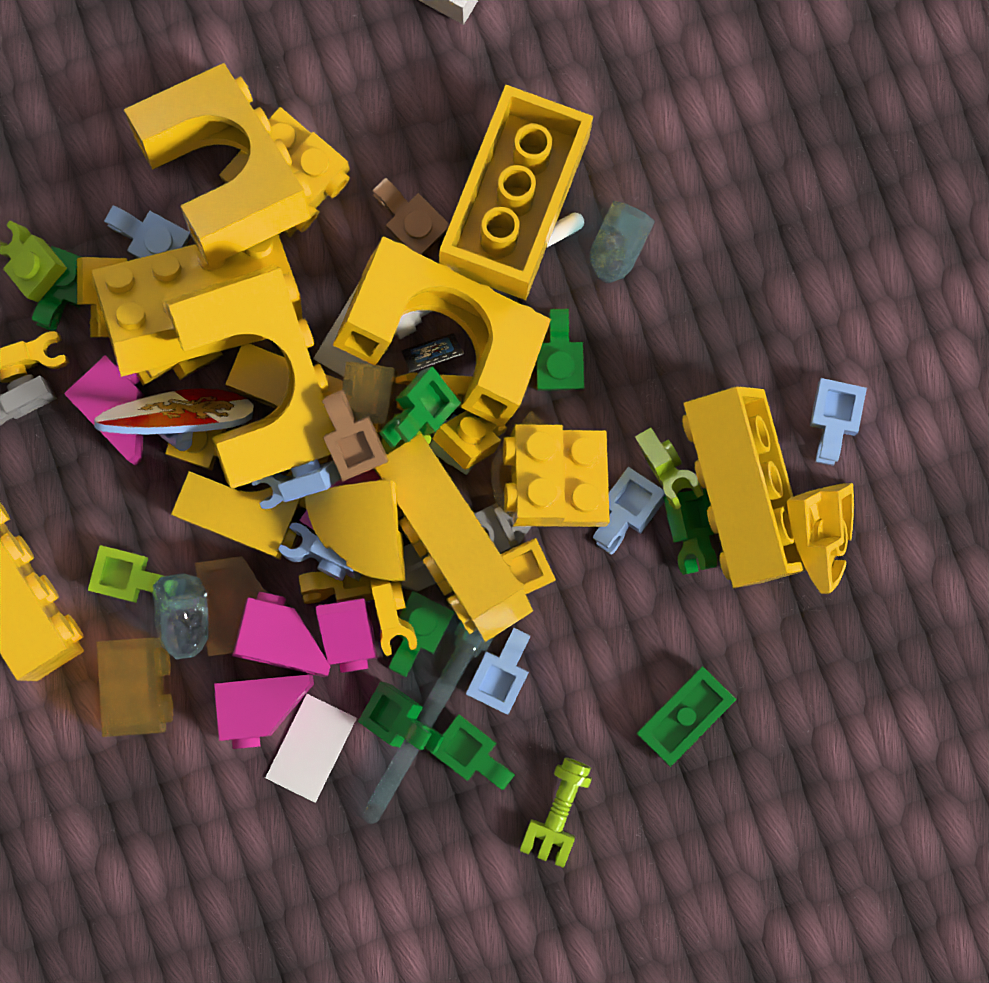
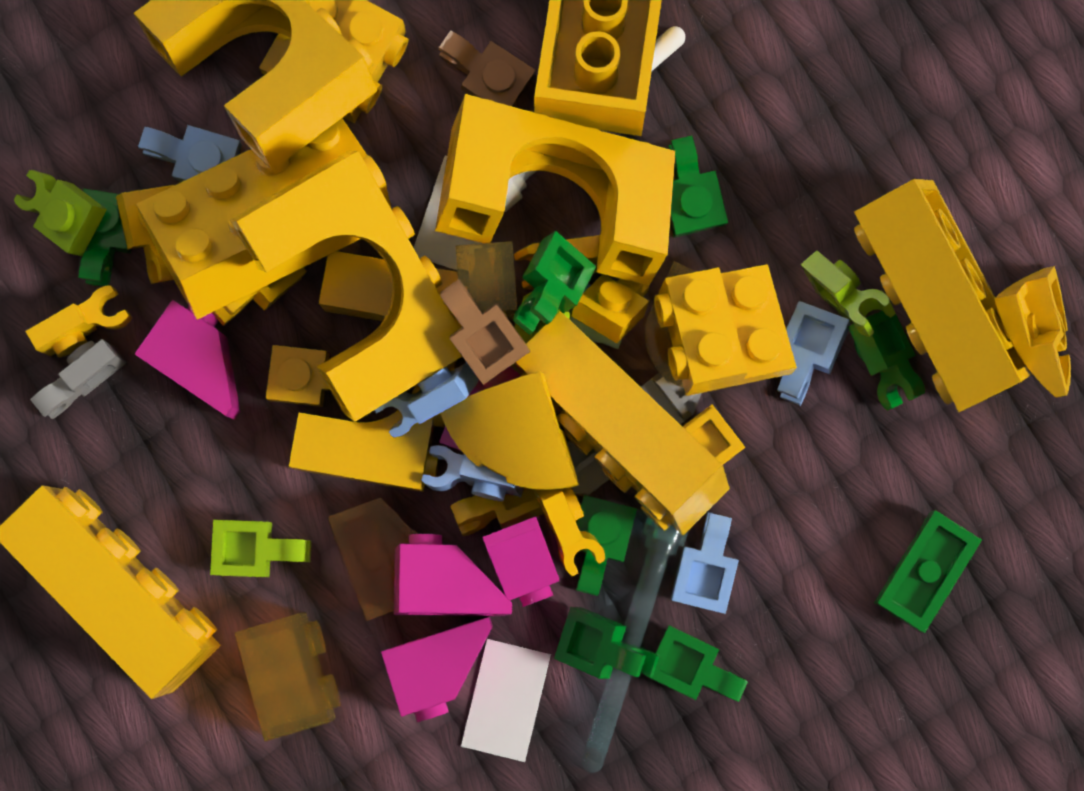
camera: 15 degrees left, 0 degrees up
(177, 415) = (271, 350): shield -> none
(181, 614) = (325, 580): clear light blue rock -> none
(431, 352) = (548, 217): black sticker -> none
(572, 775) = (814, 667): lime hinge -> none
(619, 241) = (732, 47): clear light blue rock -> none
(837, 412) = (1021, 188): light blue plate -> none

